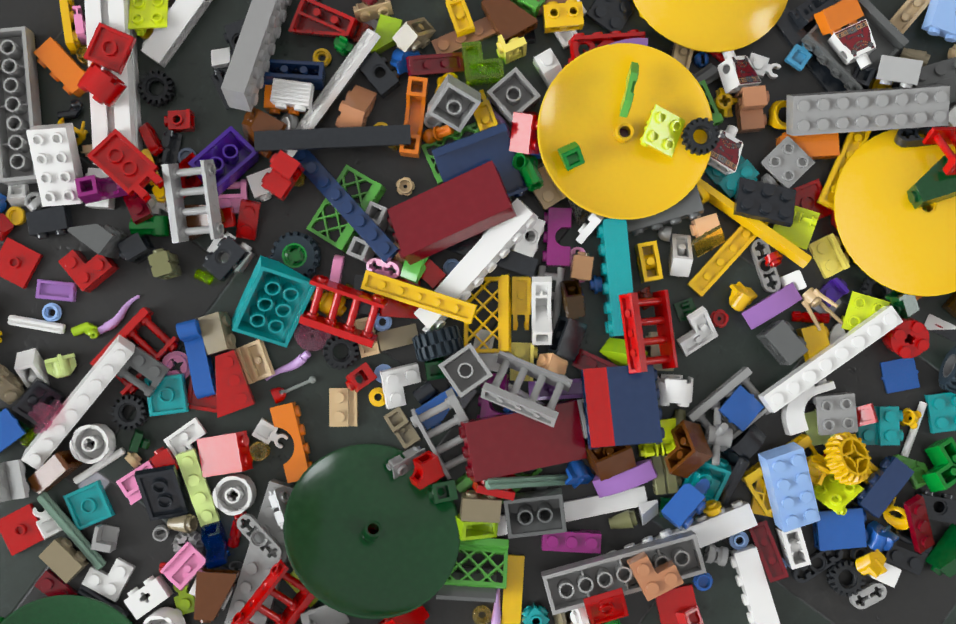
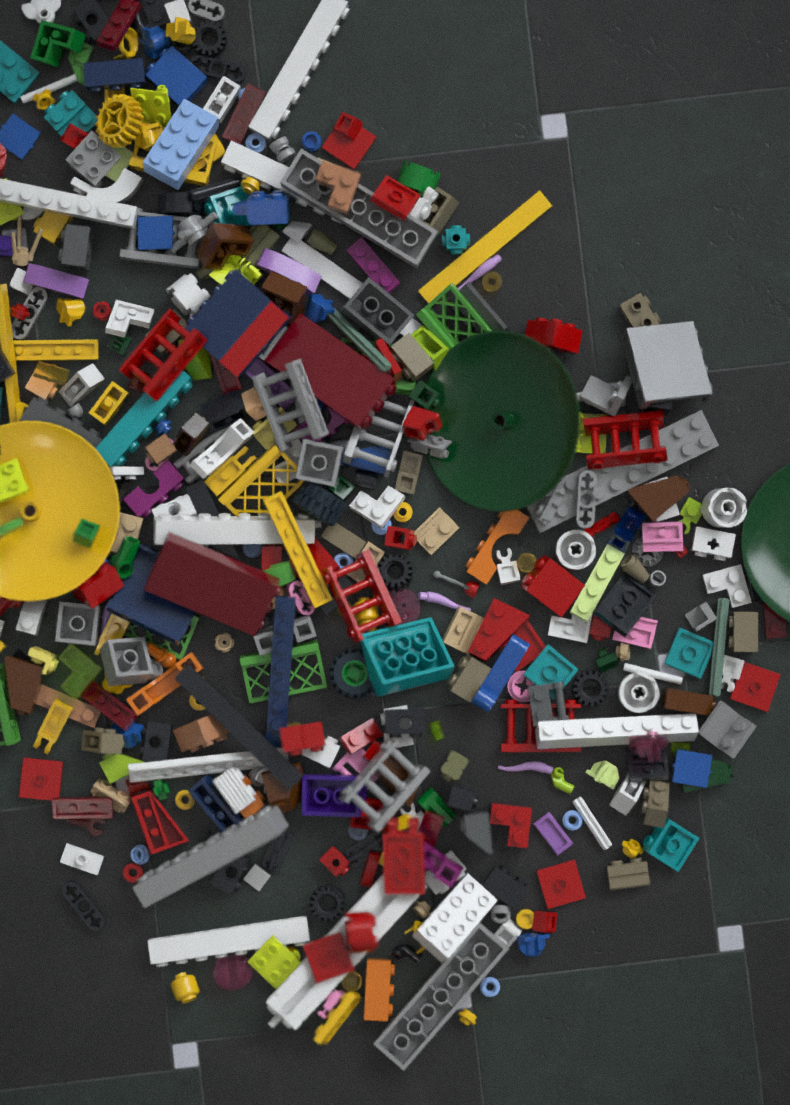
camera: 135 degrees left, 0 degrees up
(337, 268) = (334, 634): bright pink beam -> none
(797, 316) = (29, 234): red axle -> none

